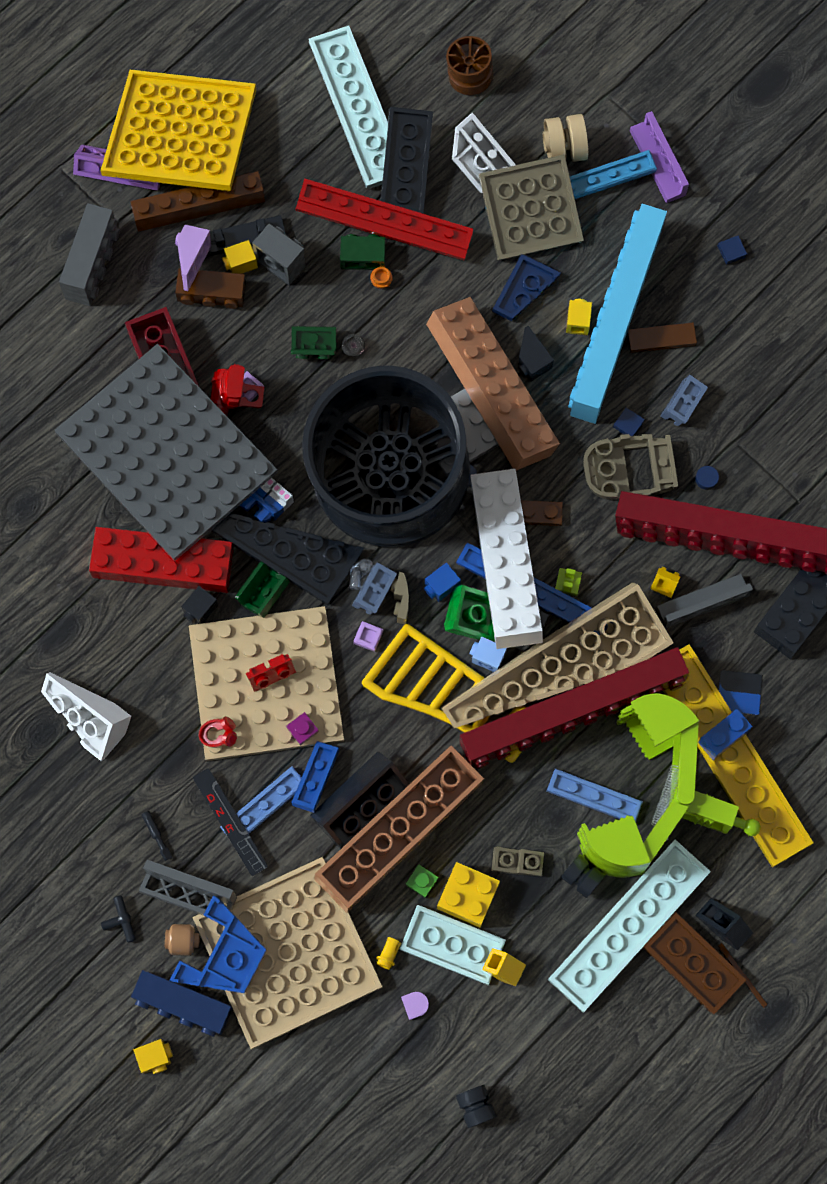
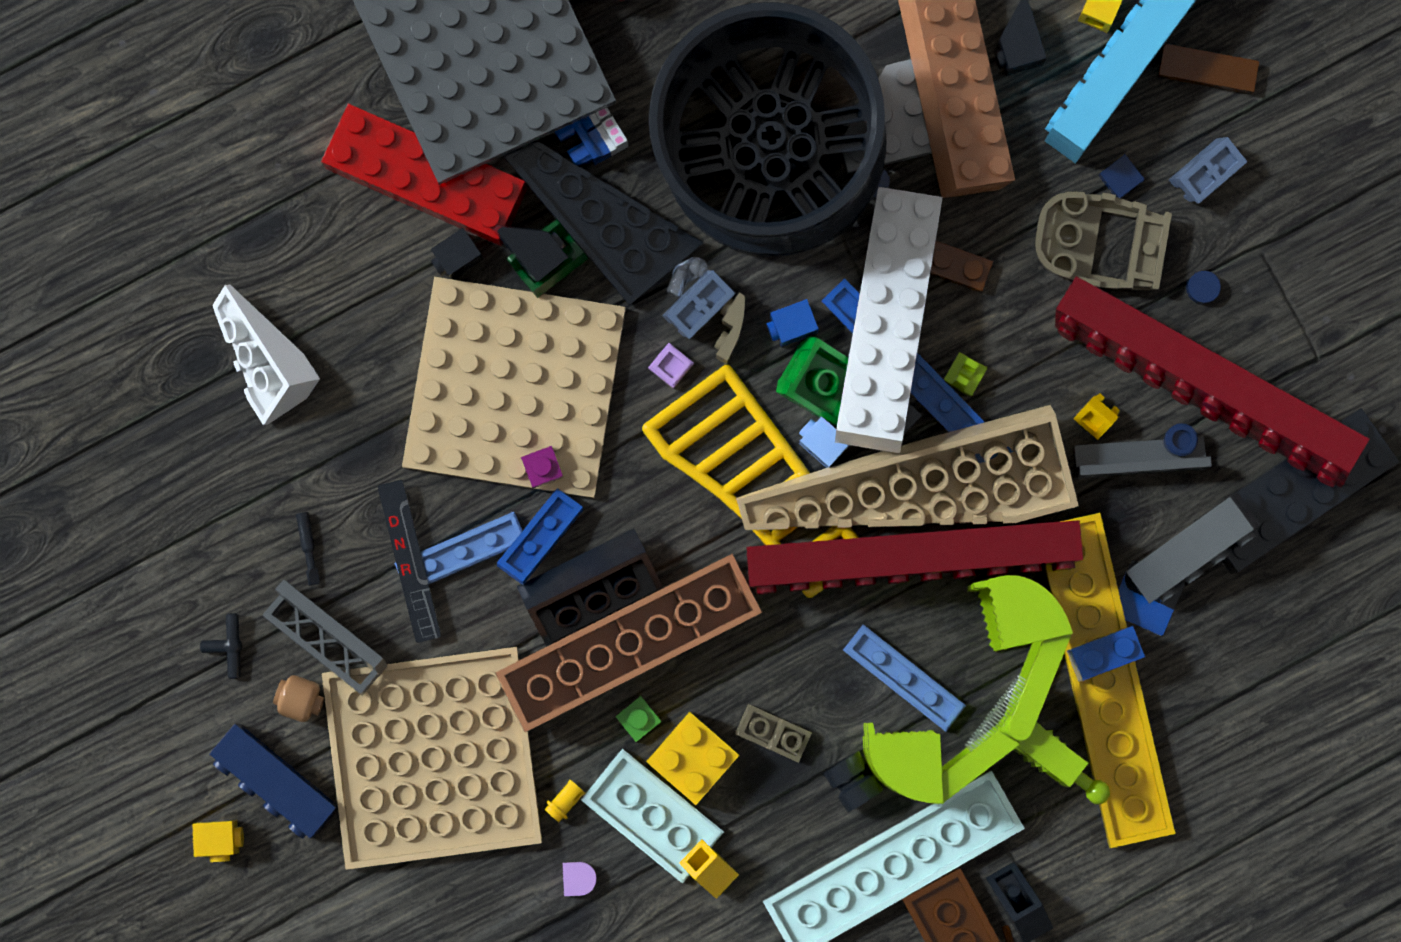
camera: 20 degrees right, 10 degrees up
(228, 738) = (442, 429): red piece -> none
(233, 958) = (356, 747): blue wing -> none
(251, 584) = (533, 249): none -> black slope
(280, 668) = (537, 376): red hinge -> none
(726, 580) = (1180, 440): none -> dark blue tile
(759, 646) = (1193, 548): none -> dark grey brick

